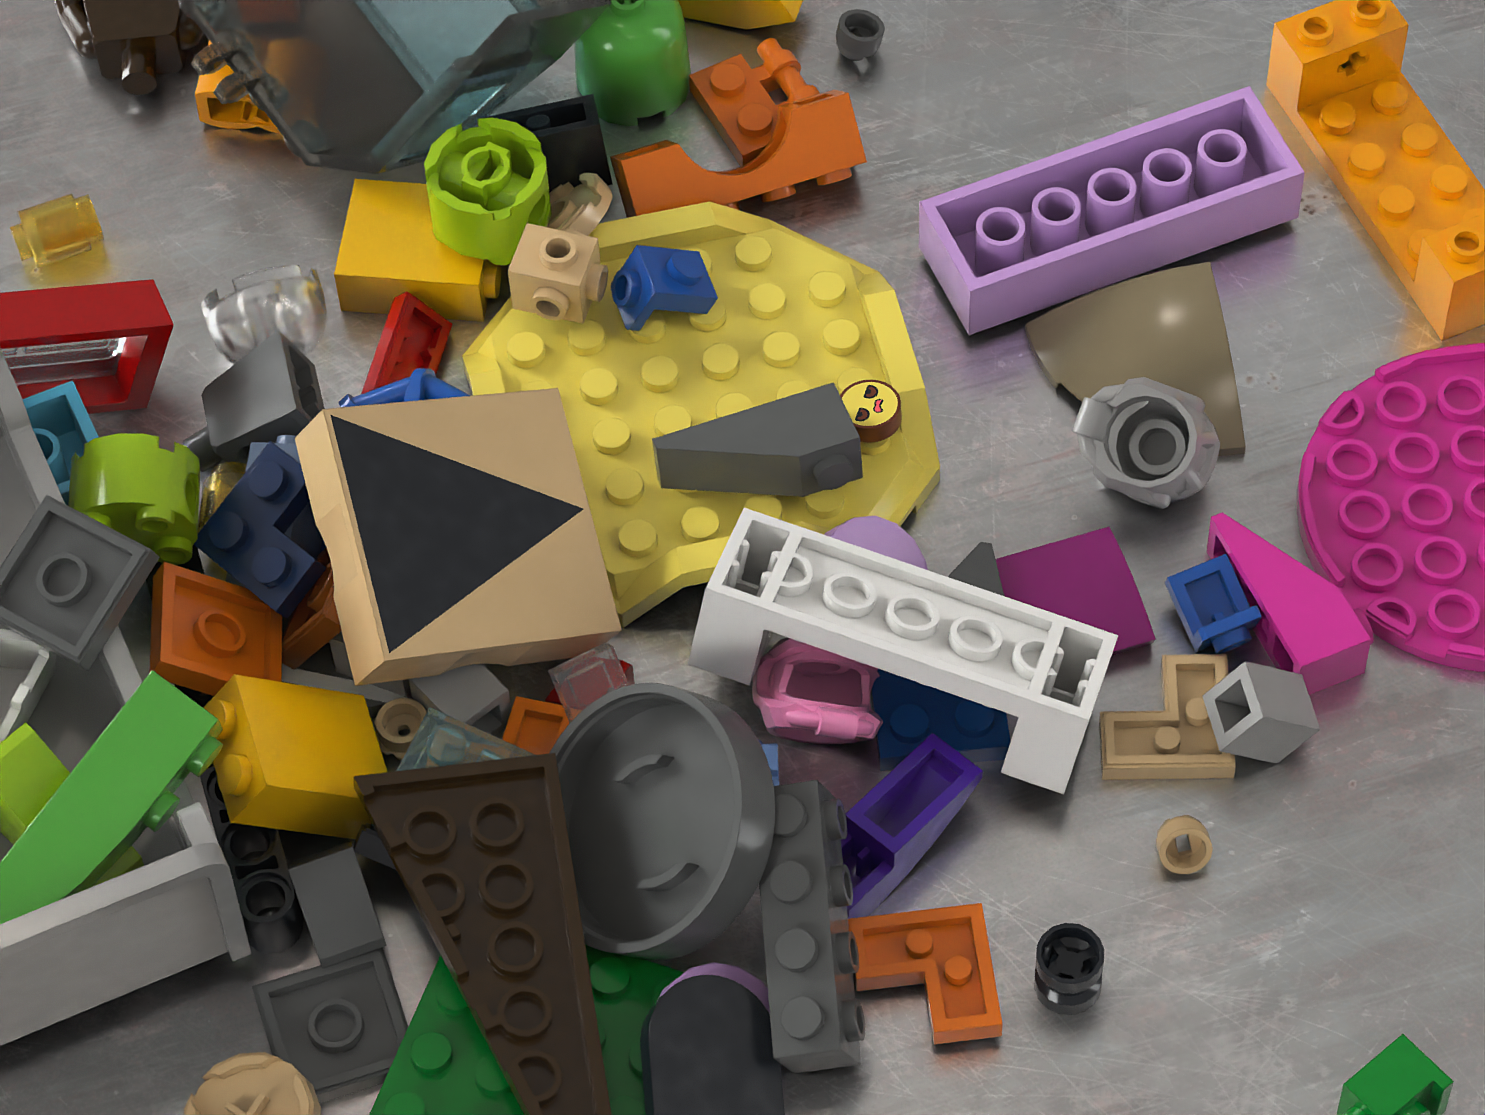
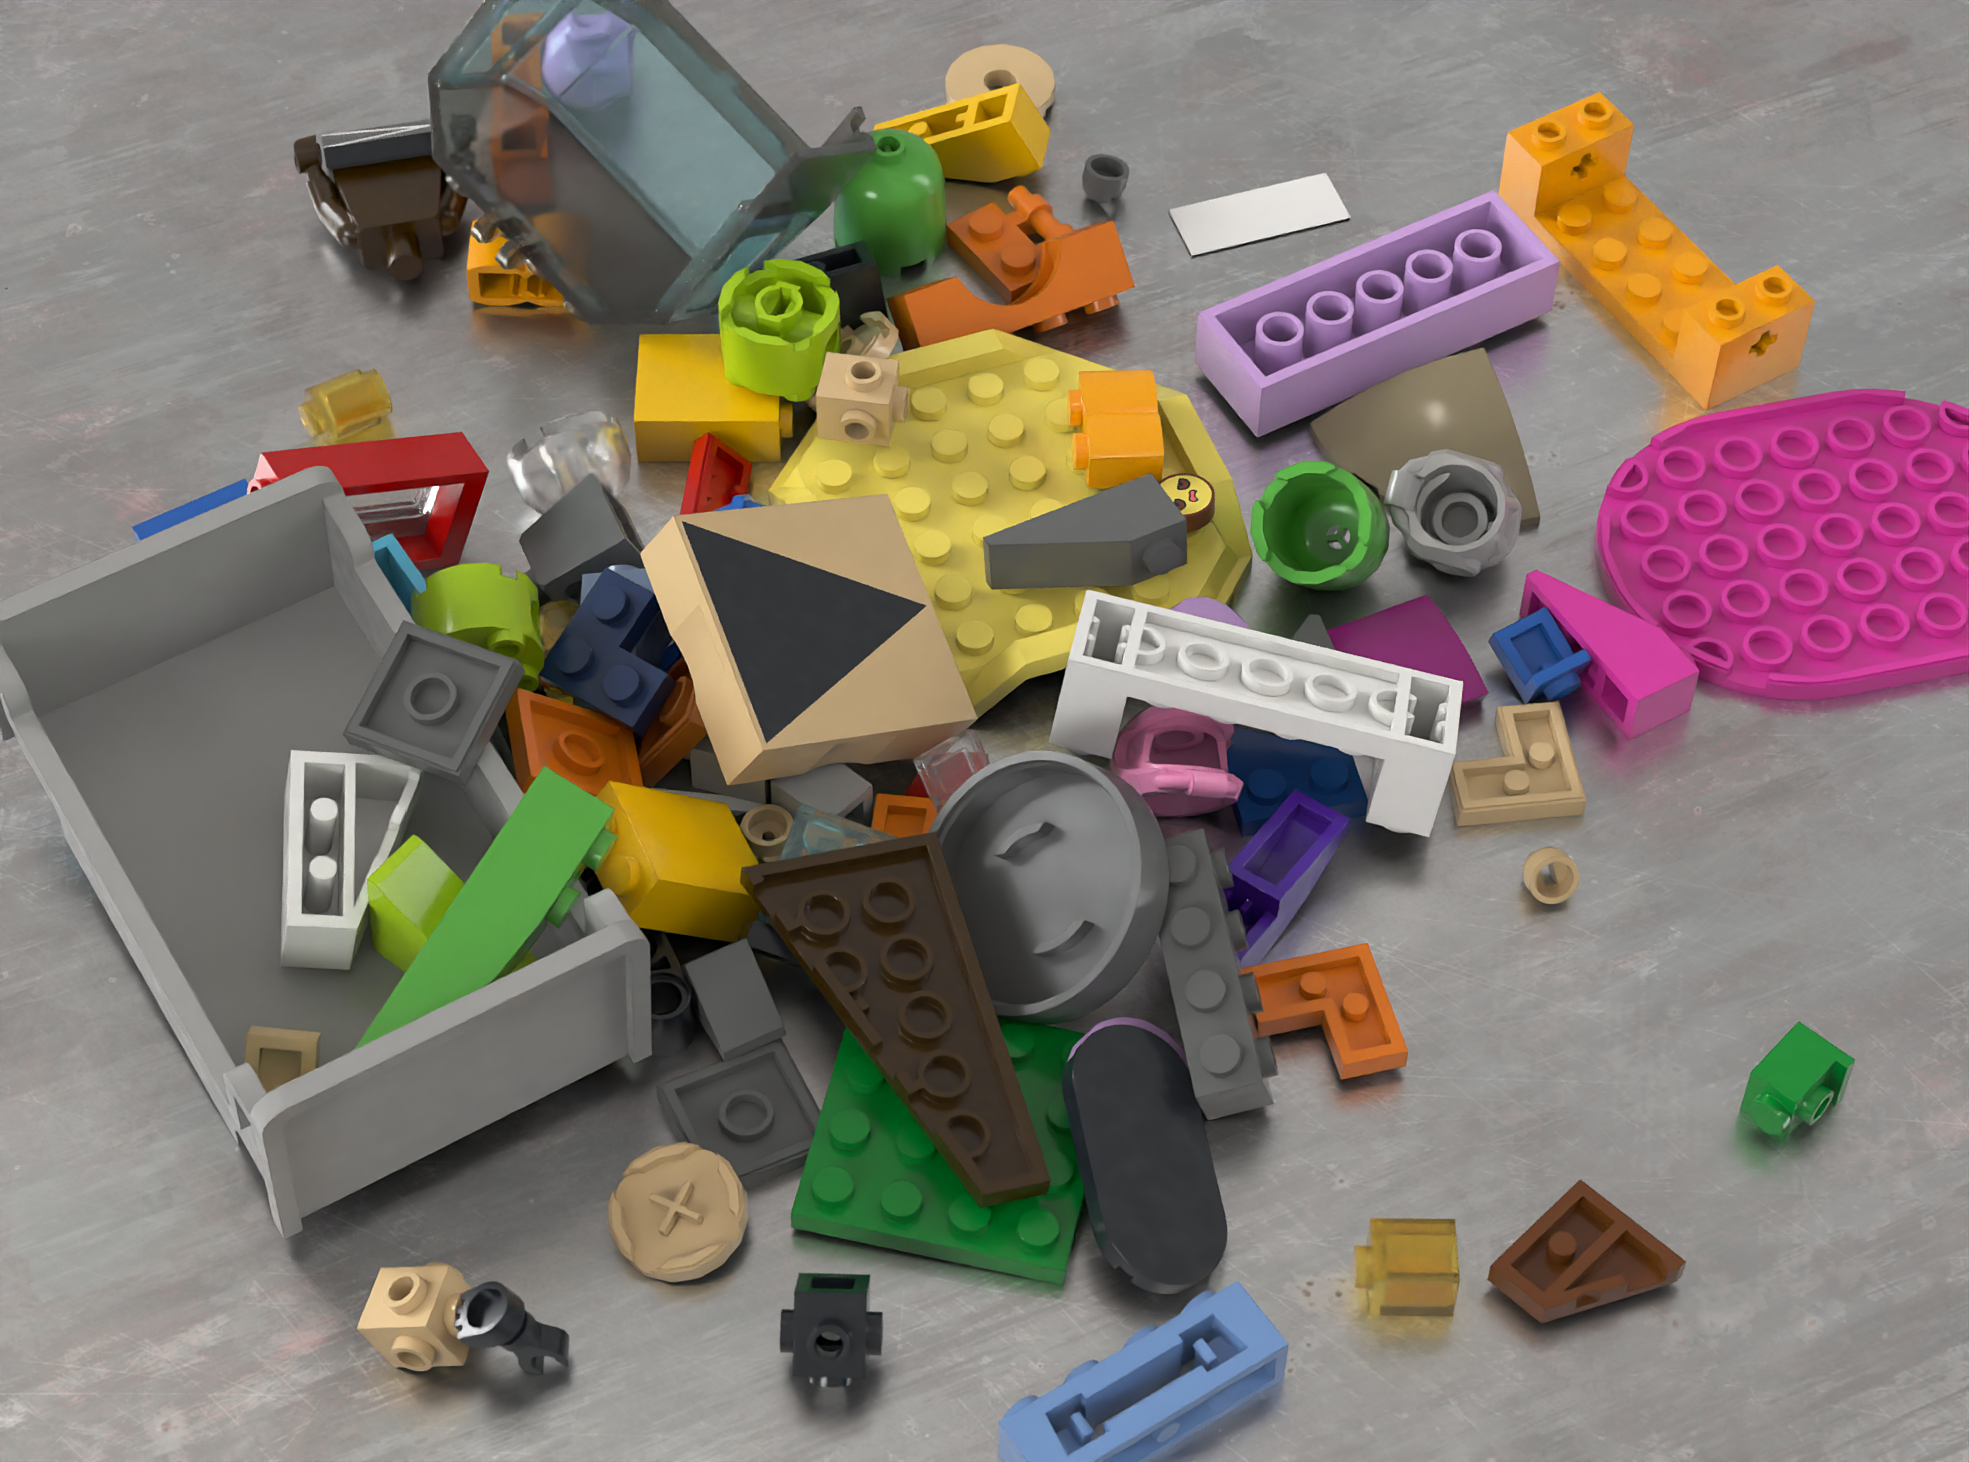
camera: 10 degrees left, 5 degrees down
(661, 281) = (960, 399): blue bracket -> none
(813, 325) = (1116, 426): none -> light orange brick
(985, 447) = (1298, 521): none -> bright green cylinder
(1015, 84) = (1259, 214): none -> white sticker
(1072, 953) = (1462, 996): black wheel -> none
(1261, 712) = (1605, 747): light grey brick -> none

